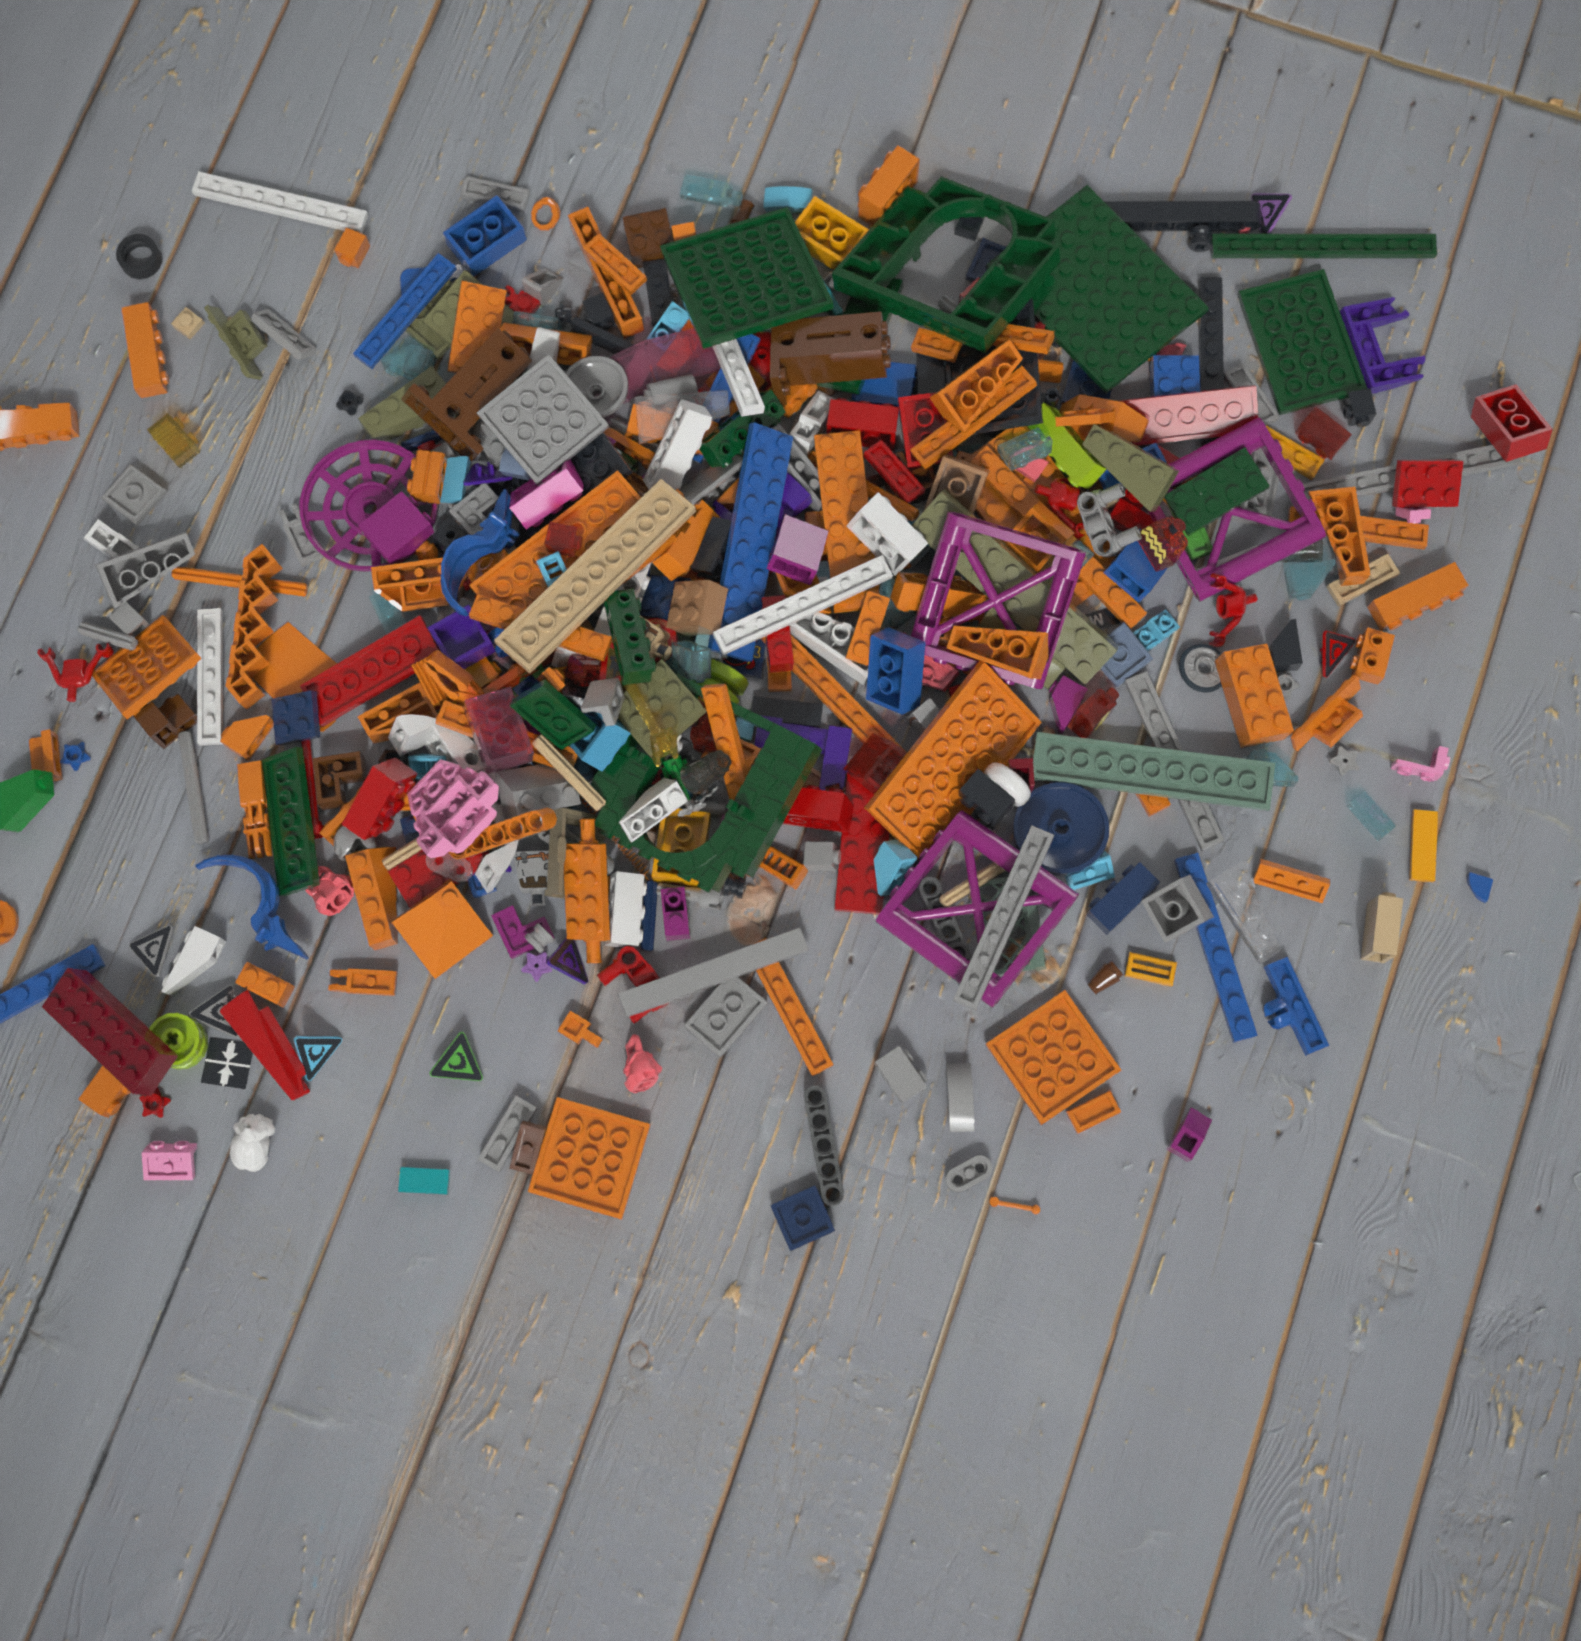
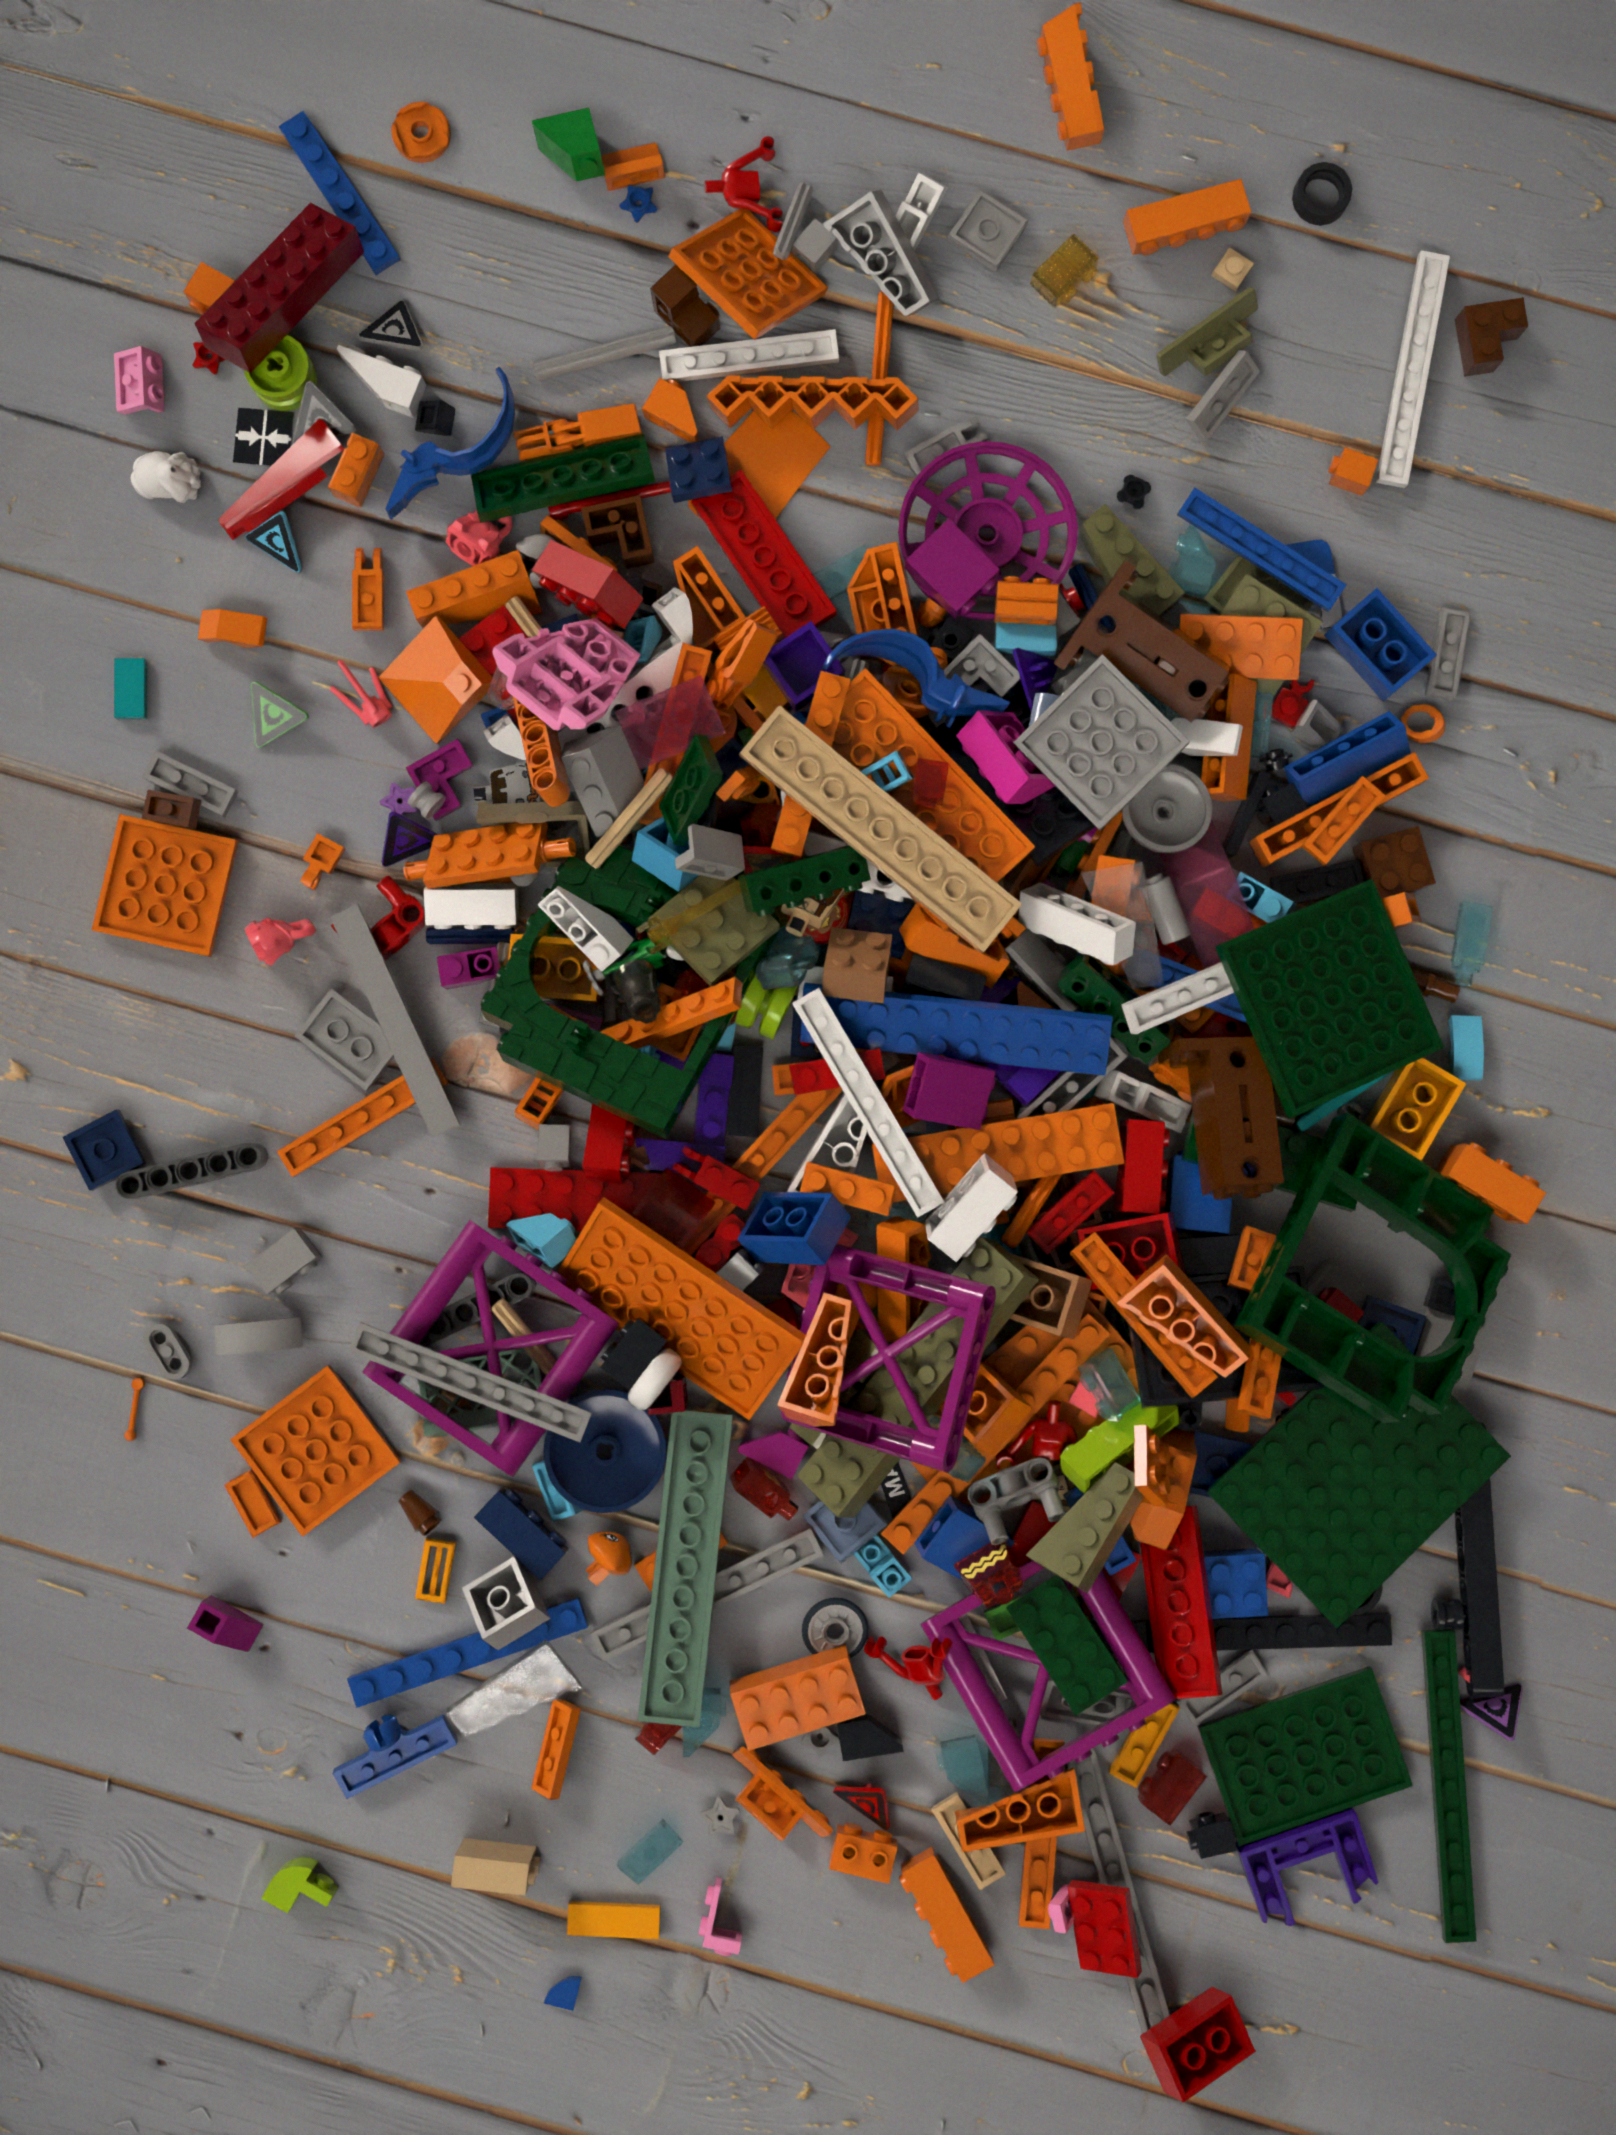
camera: 85 degrees right, 10 degrees up
(228, 923) = (435, 418): none -> black slope
(258, 153) = (1483, 329): none -> reddish brown brick
(382, 1092) = (232, 627): none -> orange slope
(459, 979) = (374, 711): none -> coral plant
(567, 262) = (1374, 746): none -> blue brick
(854, 728) = (719, 1178): none -> red hinge
(901, 729) = (717, 1250): none -> red brick
(1140, 829) = (611, 1555): none -> orange piece
(1281, 804) = (655, 1735): none -> clear red leg
(1392, 1091) = (298, 1878): none -> lime brick

